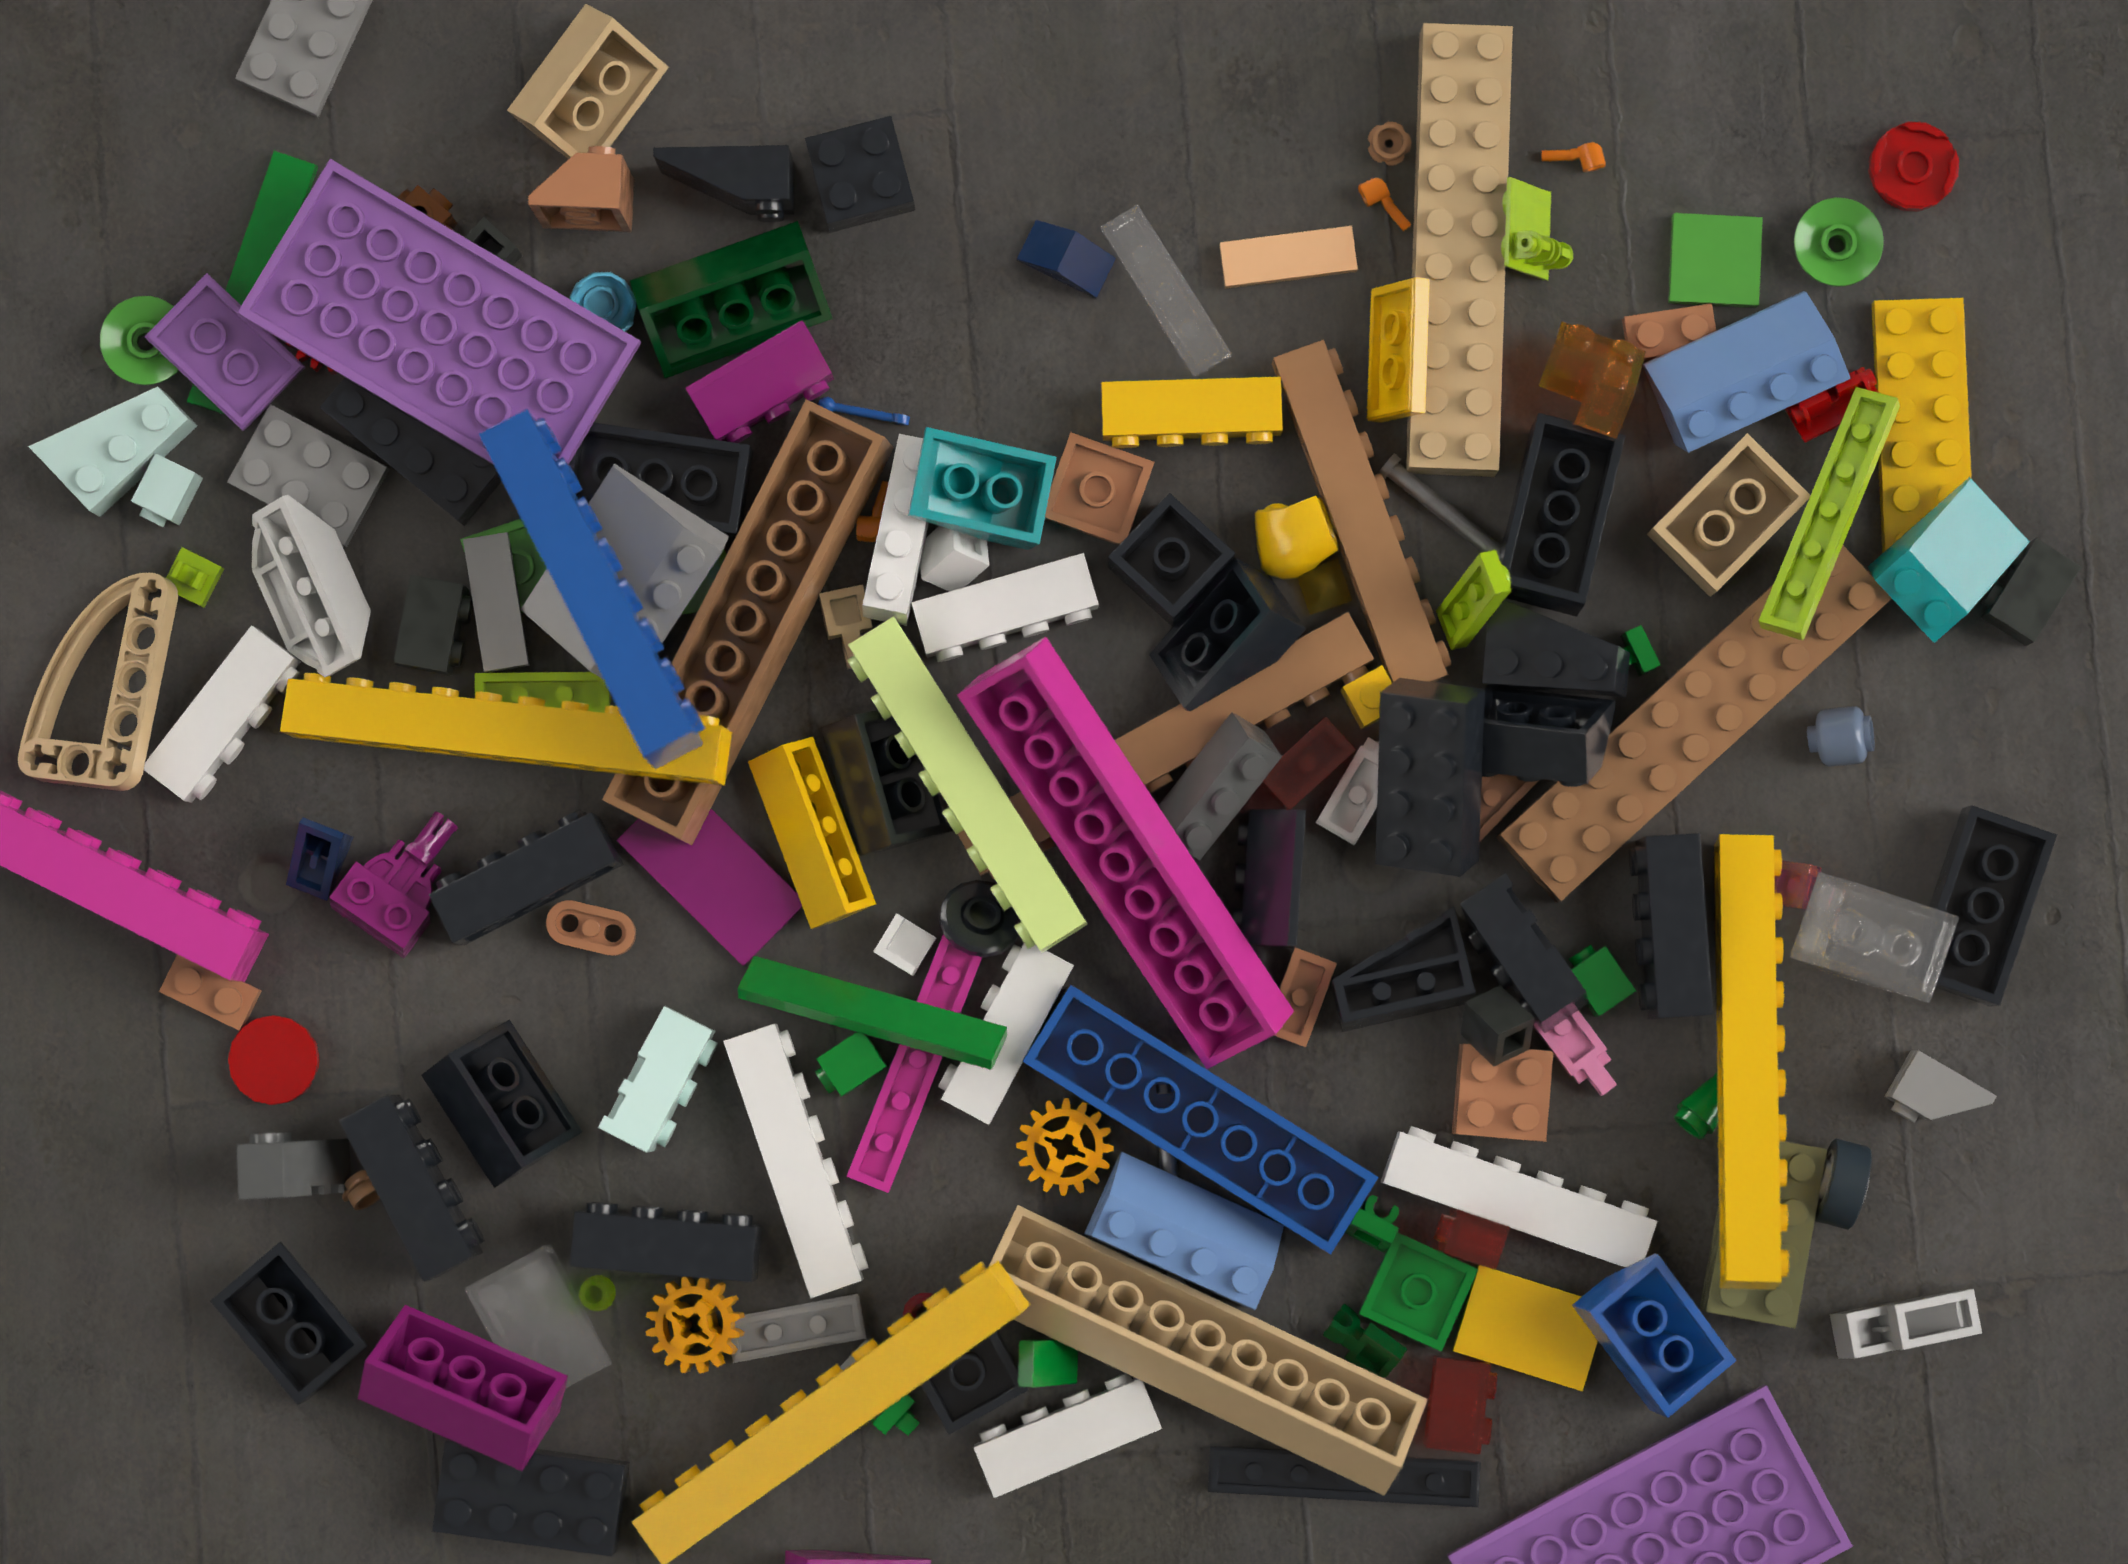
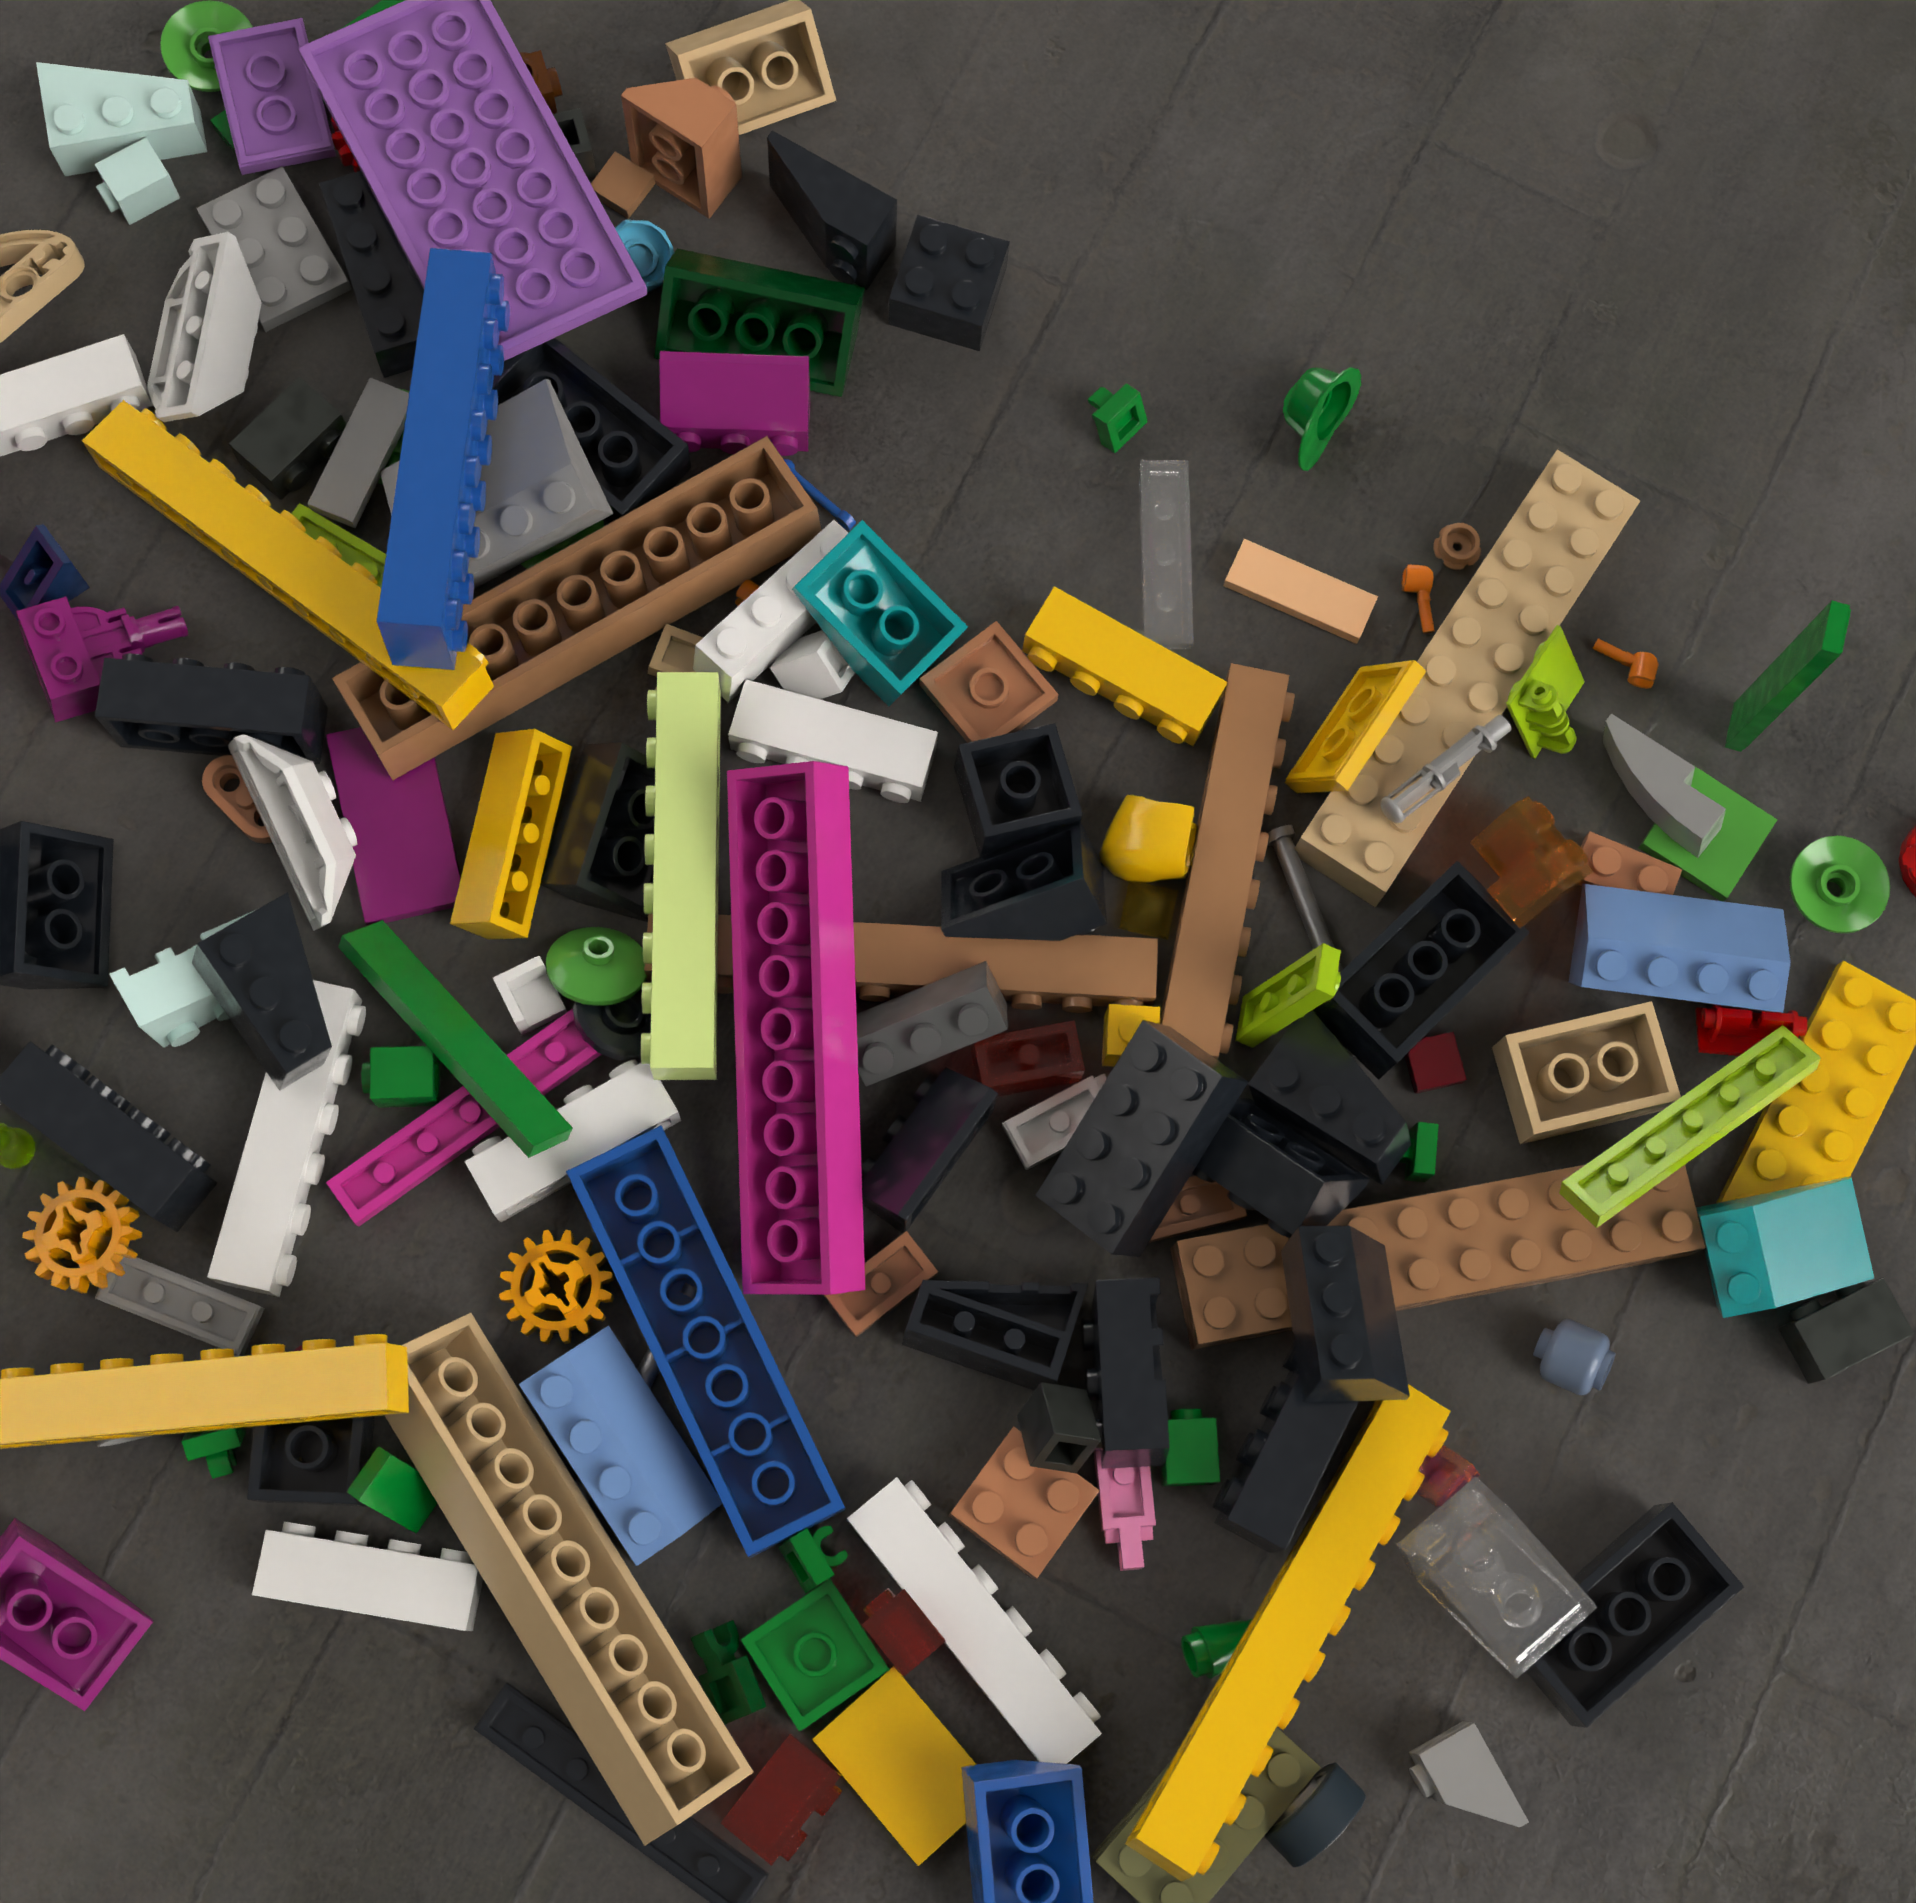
camera: 20 degrees right, 10 degrees down
(194, 576) = (108, 272): lime tile -> none
(546, 249) = (622, 184): none -> medium nougat tile
(653, 925) = (300, 822): none -> white wedge
(722, 1066) = (268, 990): none -> black wedge
(943, 905) = (596, 966): none -> bright green dish
(1059, 203) = (1117, 415): none -> green tile
(1066, 257) = (1093, 470): dark blue slope -> none
(1211, 98) = (1318, 407): none -> green piece
(1487, 347) = (1443, 769): none -> light grey piece
(1612, 573) = (1435, 1063): none -> dark red tile
(1657, 820) = (1343, 1316): none -> black slope
(1660, 251) = (1662, 786): none -> light grey slope
(1708, 127) = (1789, 675): none -> green tile

